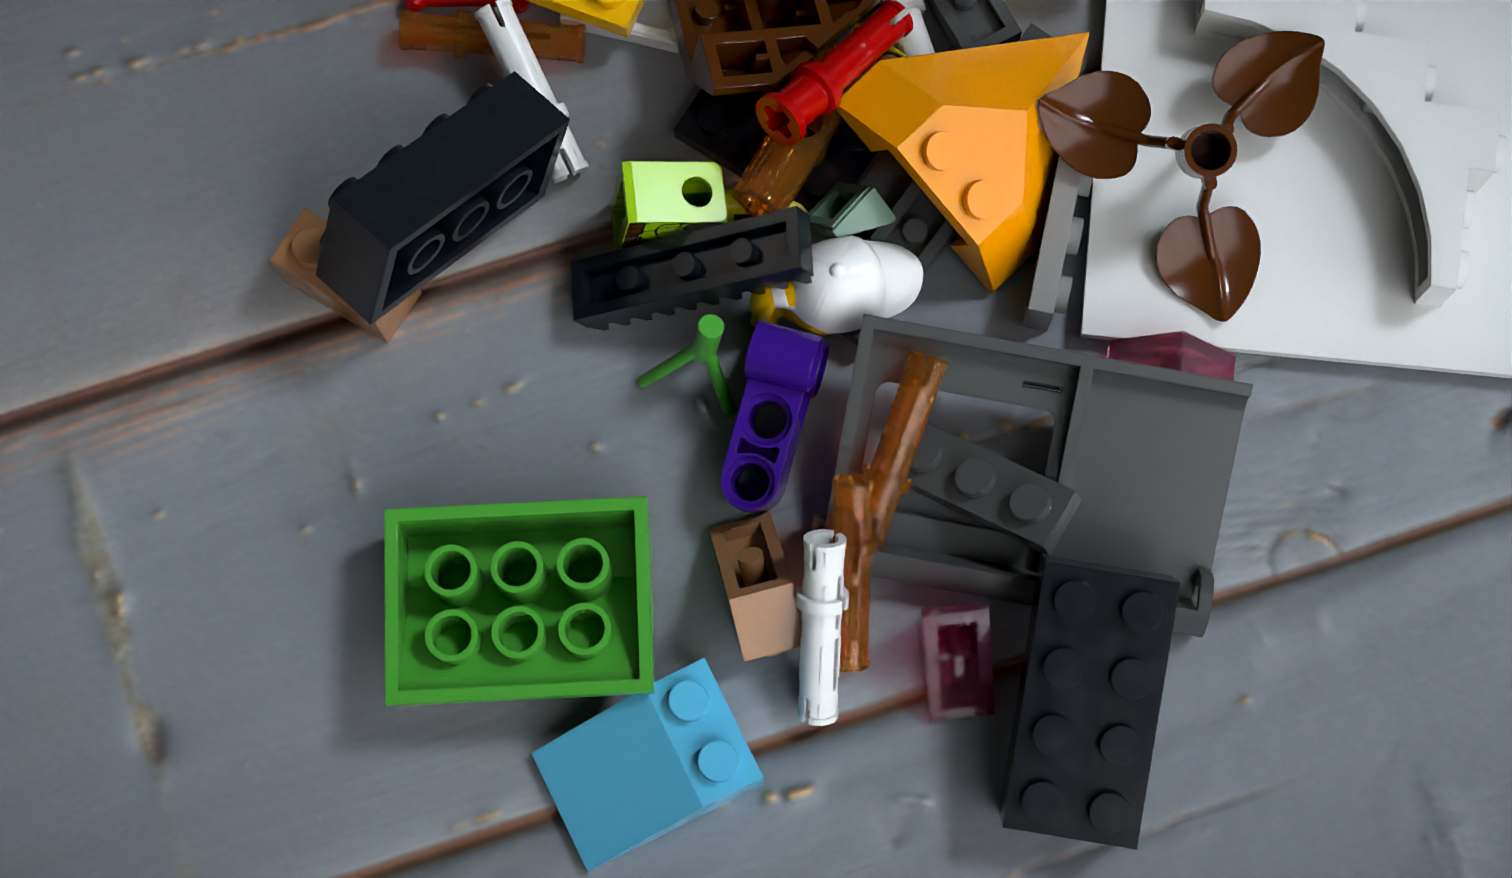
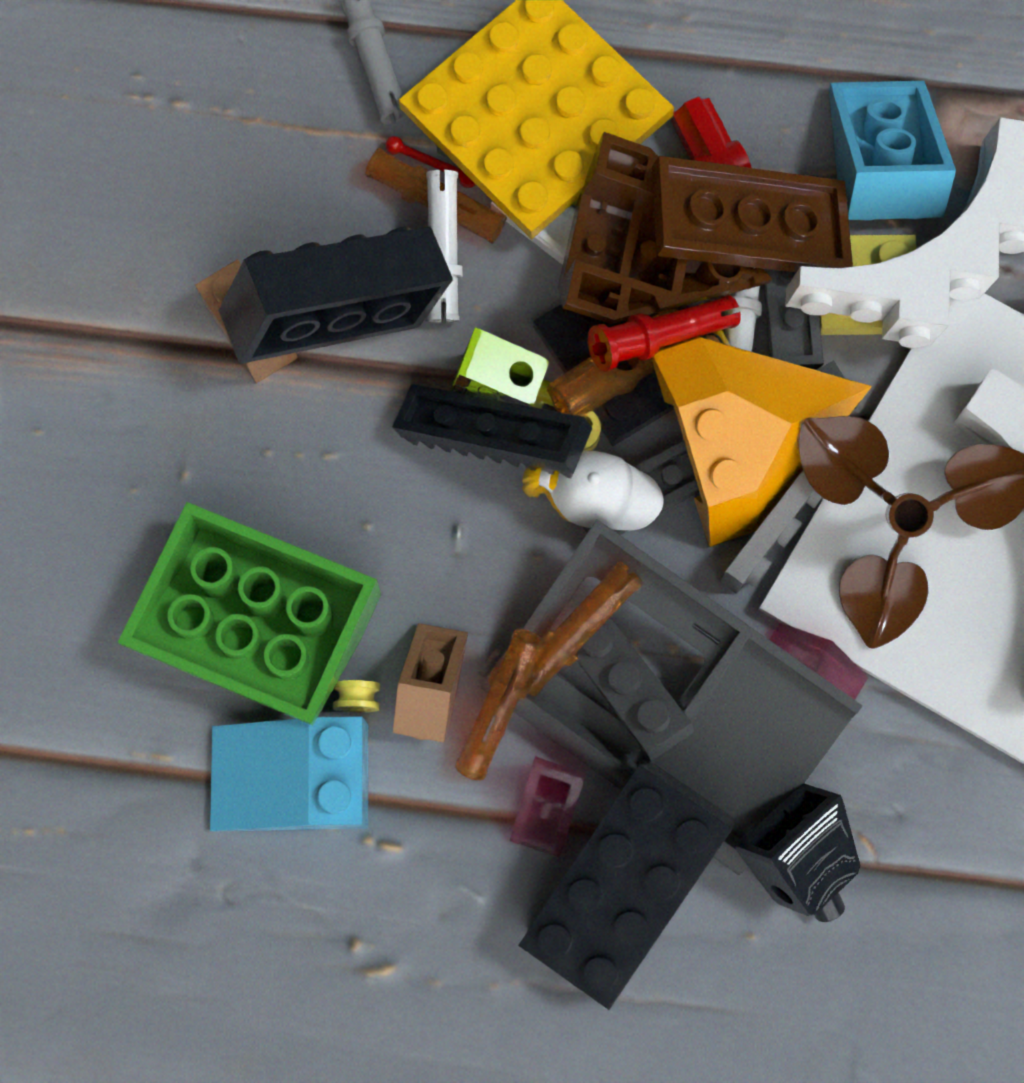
camera: 25 degrees right, 0 degrees up
(682, 641) = (356, 696): none -> light yellow bush
(703, 350) = (473, 490): bright green plant -> none
(781, 370) = (525, 536): dark purple piece -> none
(821, 609) = (464, 719): white pin -> none
(849, 210) = (627, 438): sand green slope -> none
(1263, 576) = (804, 853): none -> black torso

